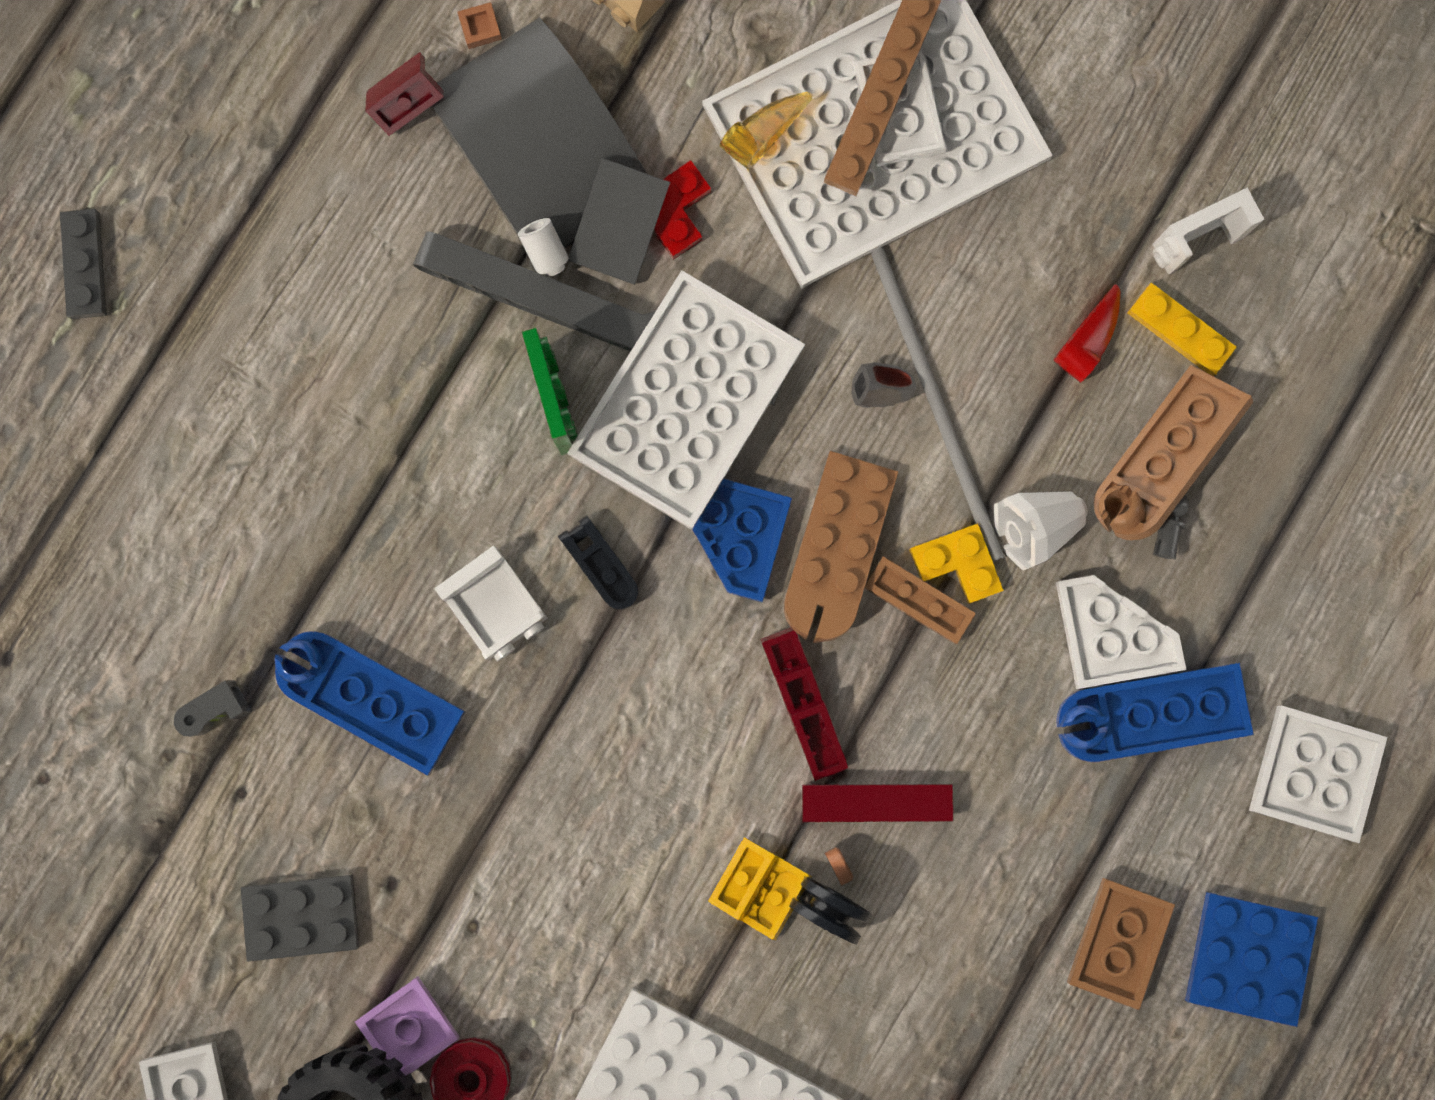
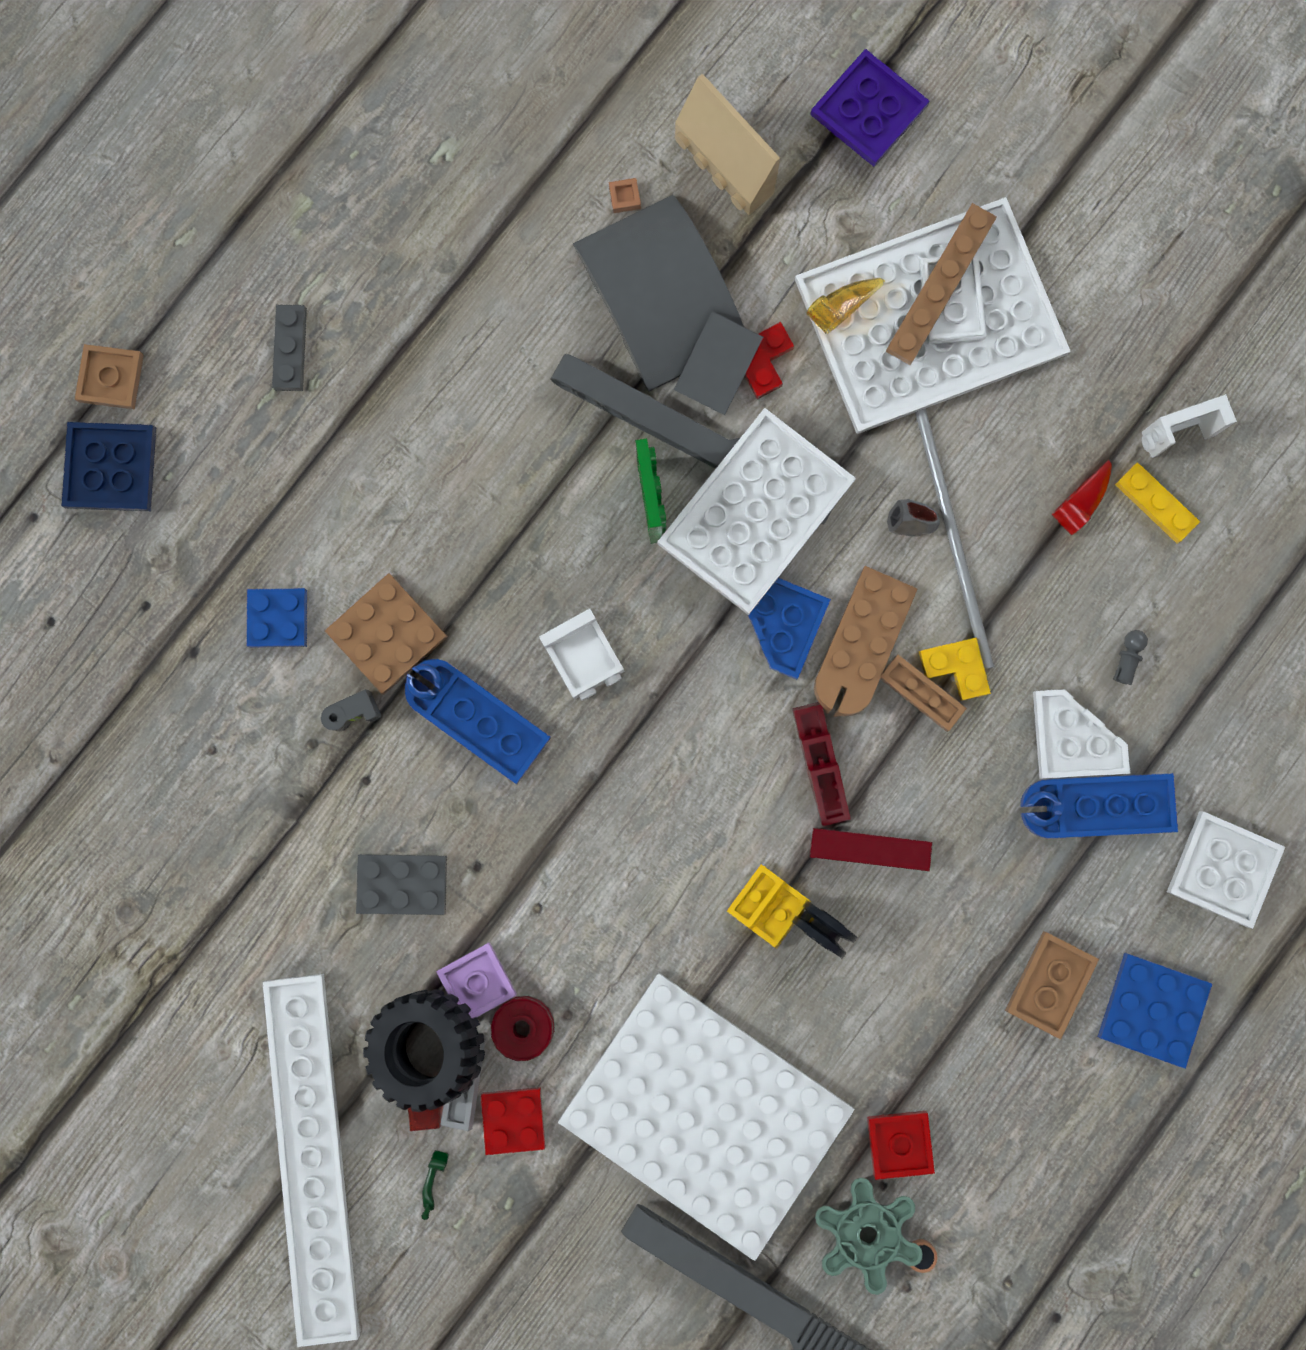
camera: 10 degrees right, 0 degrees up
(105, 603) = (276, 617): none -> blue plate
(244, 607) = (386, 634): none -> medium nougat plate
(402, 95) = (558, 243): dark red panel -> none
(544, 247) = (656, 376): white brick -> none
(601, 566) = (672, 635): black plate -> none
(839, 866) = (834, 896): nougat tile -> none
(1038, 524) = (1024, 643): white cone -> none
(1169, 454) = (1136, 600): medium nougat plate -> none

